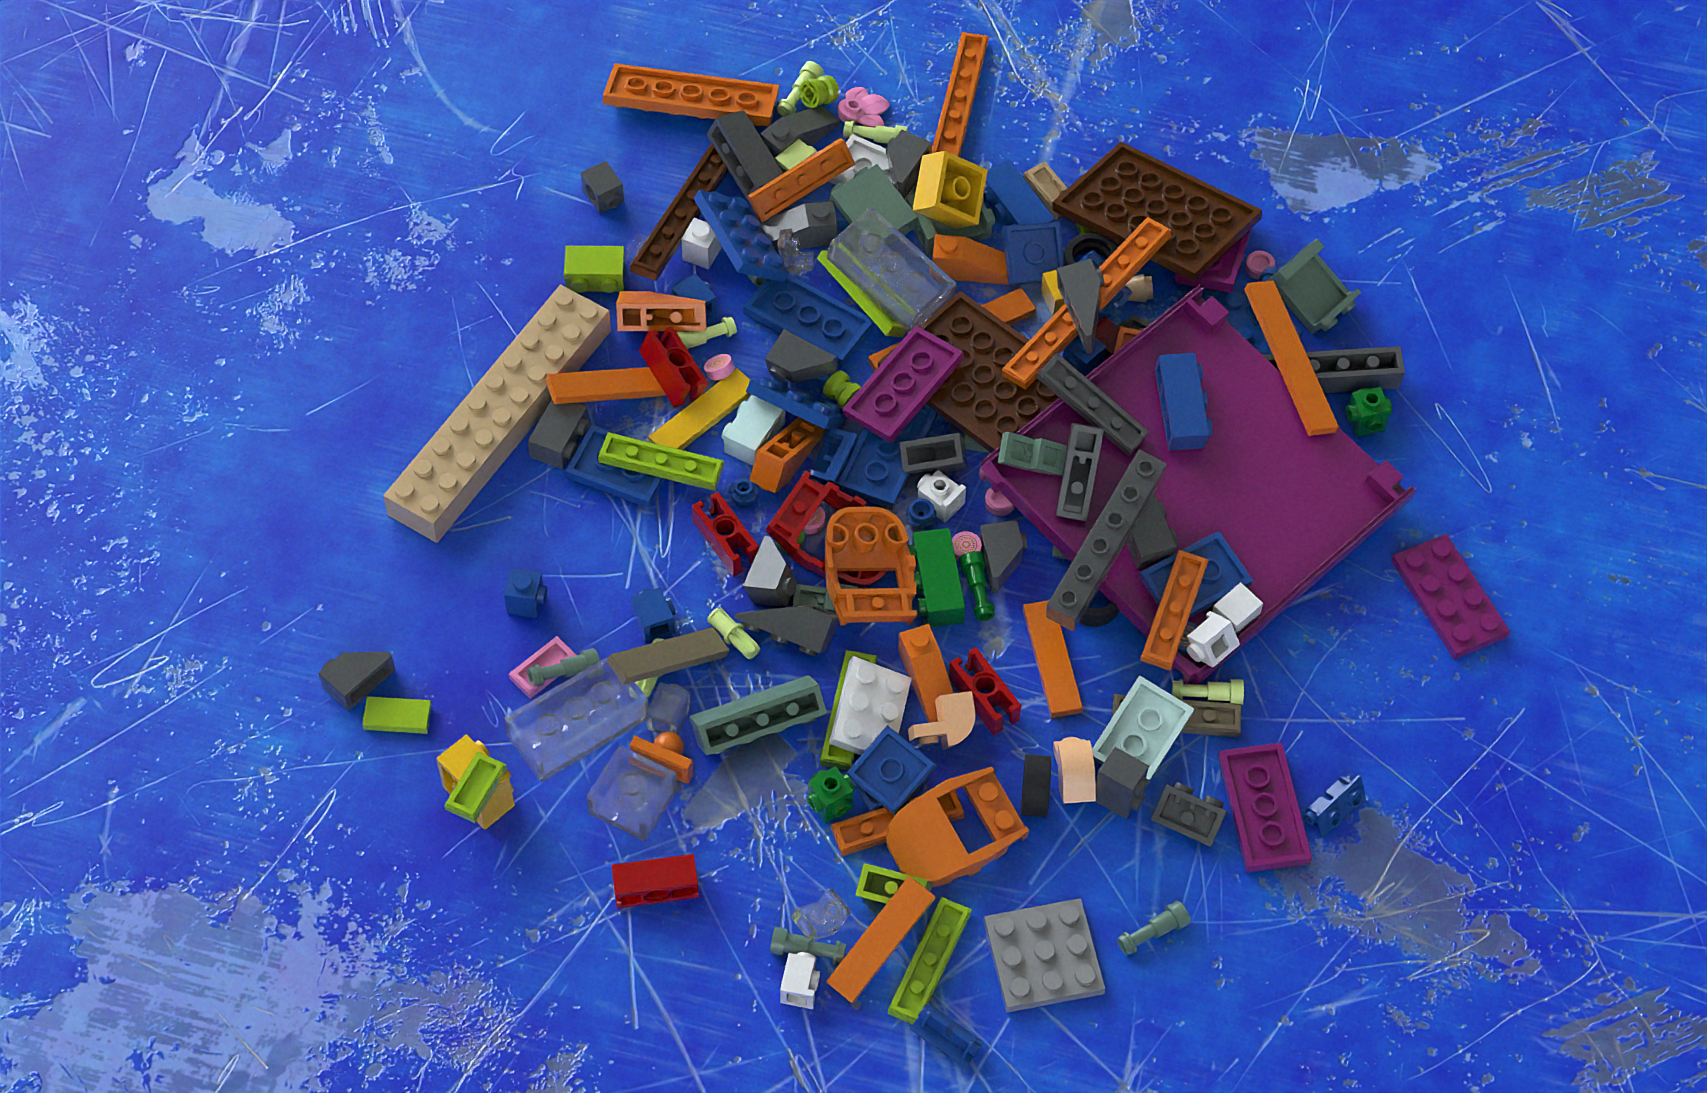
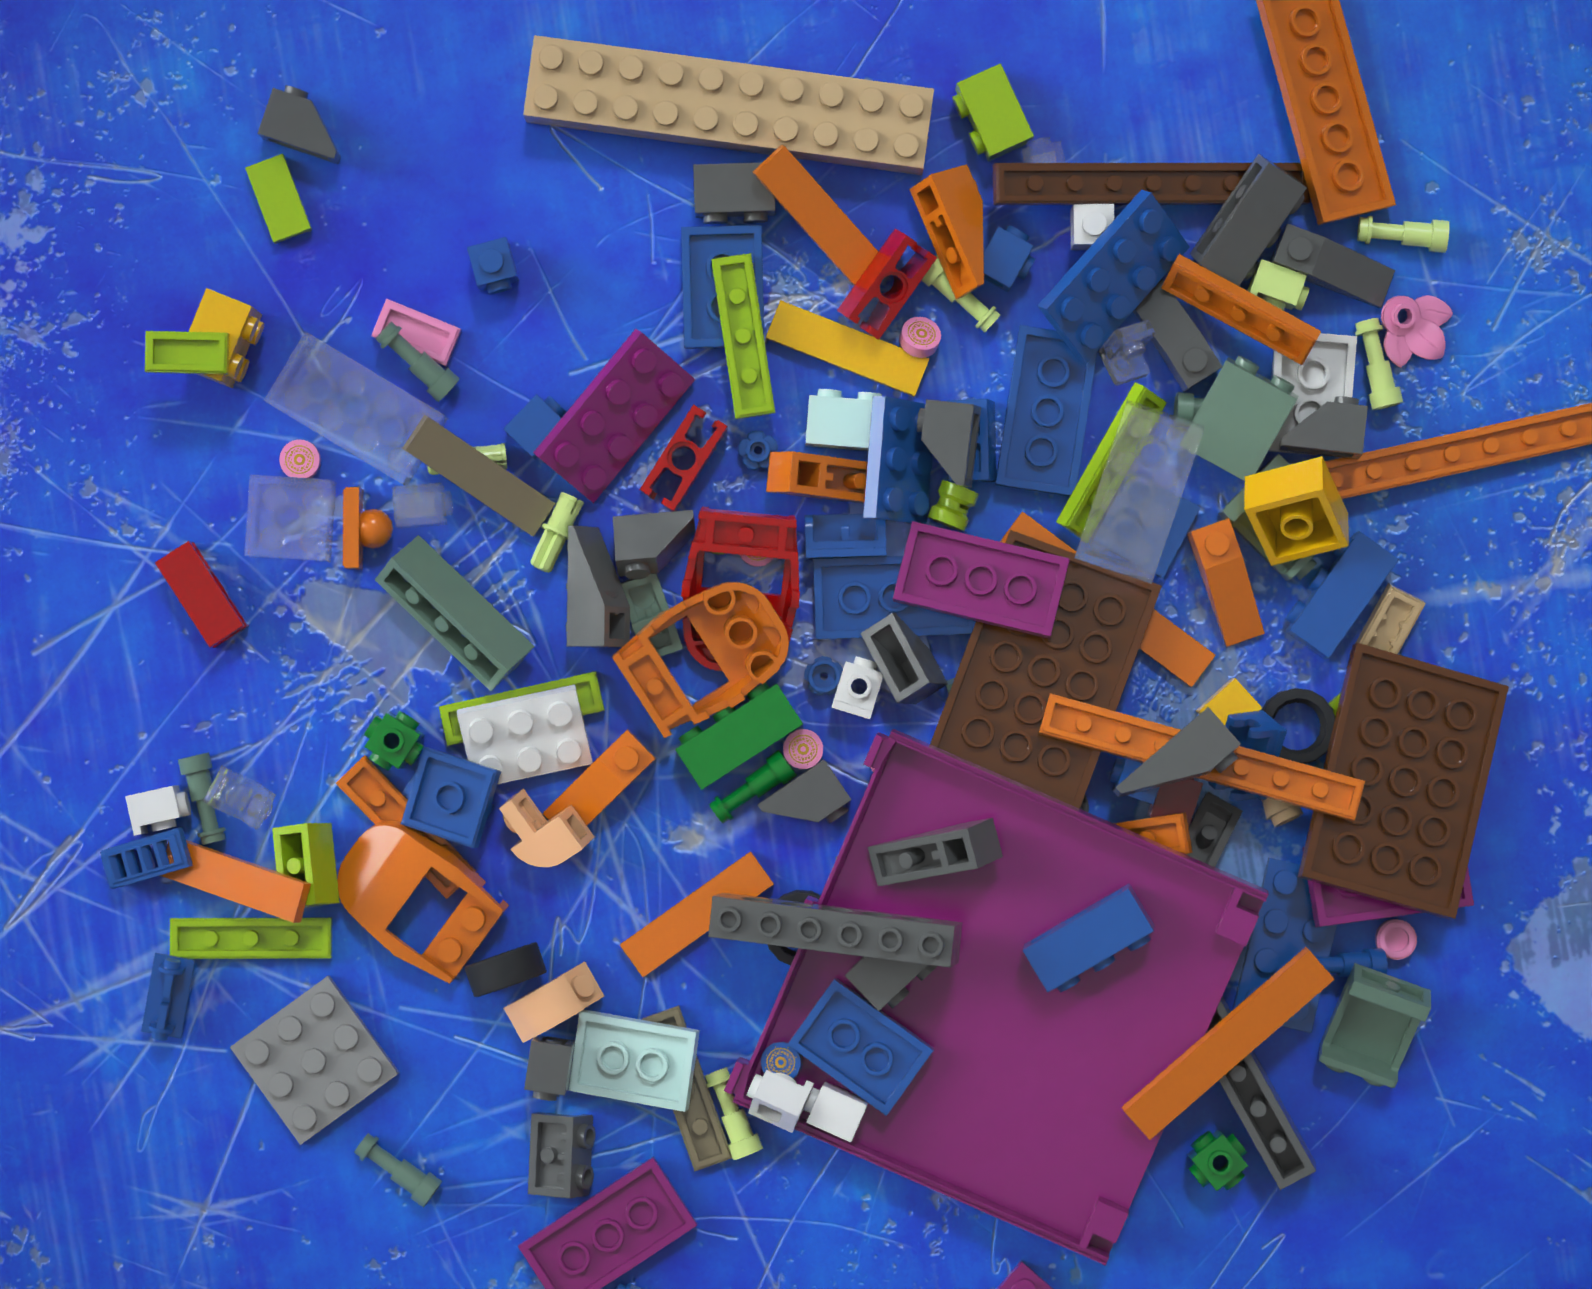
camera: 65 degrees right, 30 degrees up
(587, 776) = (300, 459): none -> bright pink tile
(602, 187) = (1123, 60): dark grey brick -> none
(672, 560) = (614, 415): none -> magenta plate
(819, 91) = (1404, 261): lime wheel -> none
(831, 1028) = (122, 865): none -> blue slope
(985, 679) = (593, 859): red piece -> none
(1032, 251) = (1268, 651): blue tile -> none
(1032, 454) = (929, 786): sand green slope -> none
(1092, 404) = (1031, 831): dark grey tile -> none
(1174, 610) = (797, 1040): orange tile -> none

